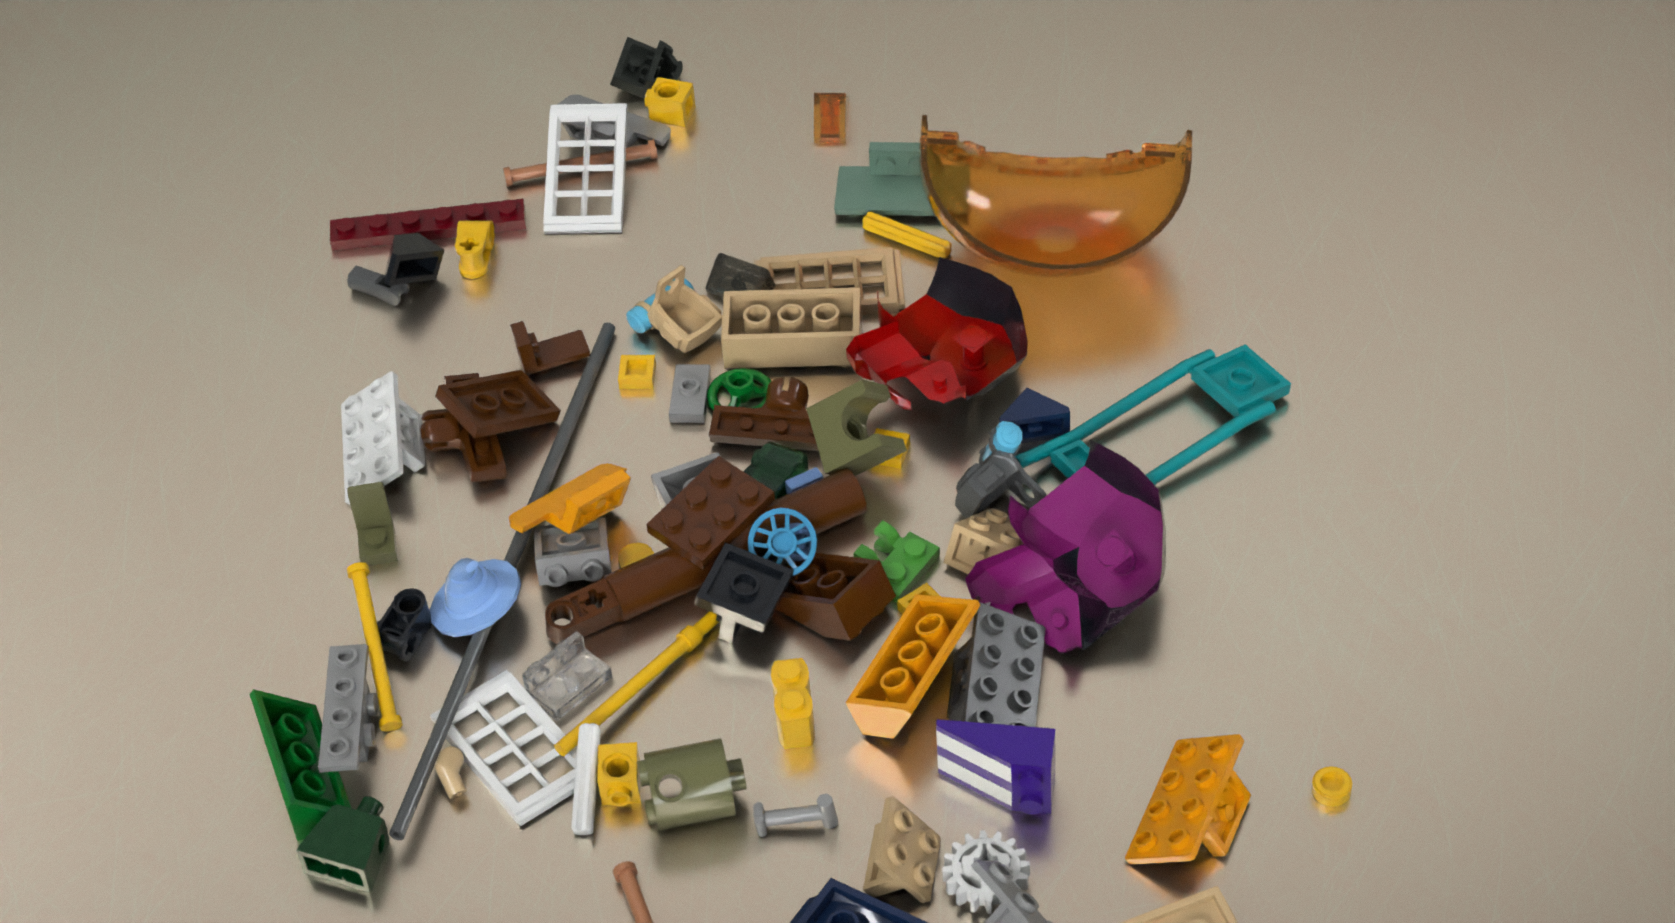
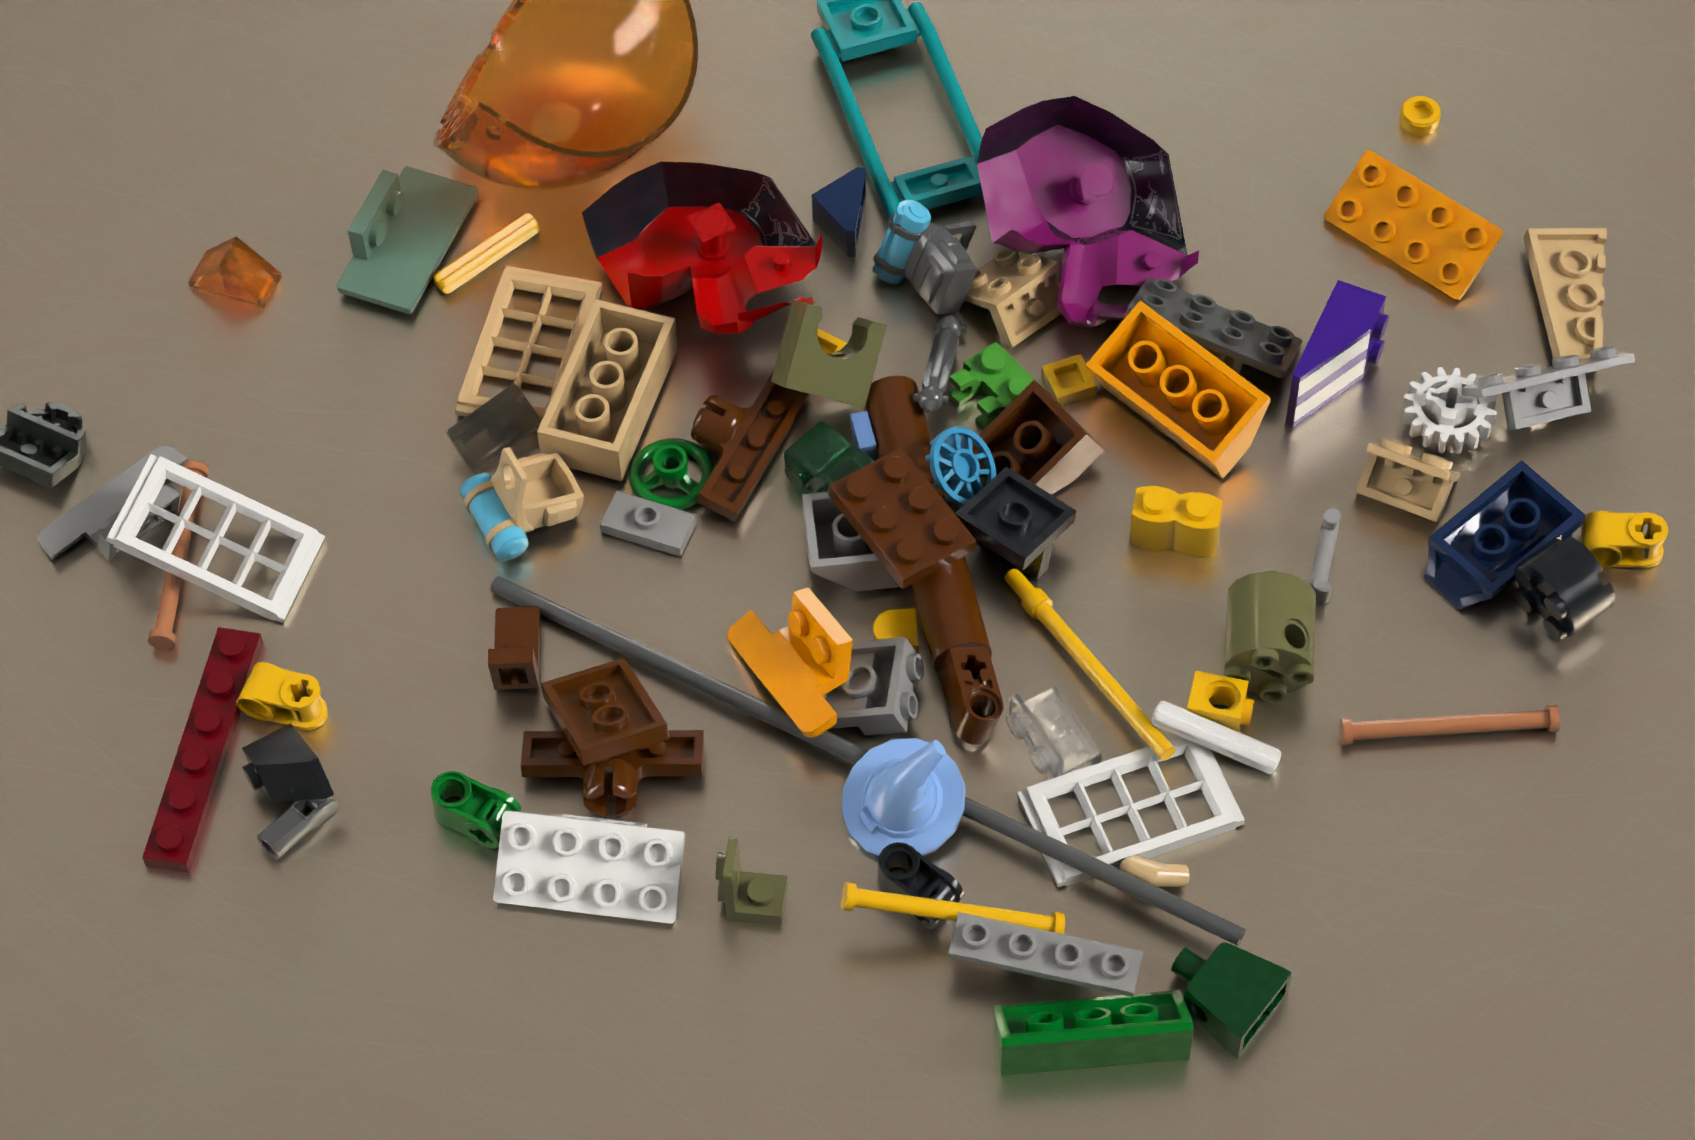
camera: 75 degrees left, 10 degrees up
(409, 361) = (477, 812): none -> green piece
(637, 372) = (586, 570): yellow tile -> none
(670, 101) = (123, 429): yellow brick -> none
(893, 511) = (940, 363): none -> dark grey wheel

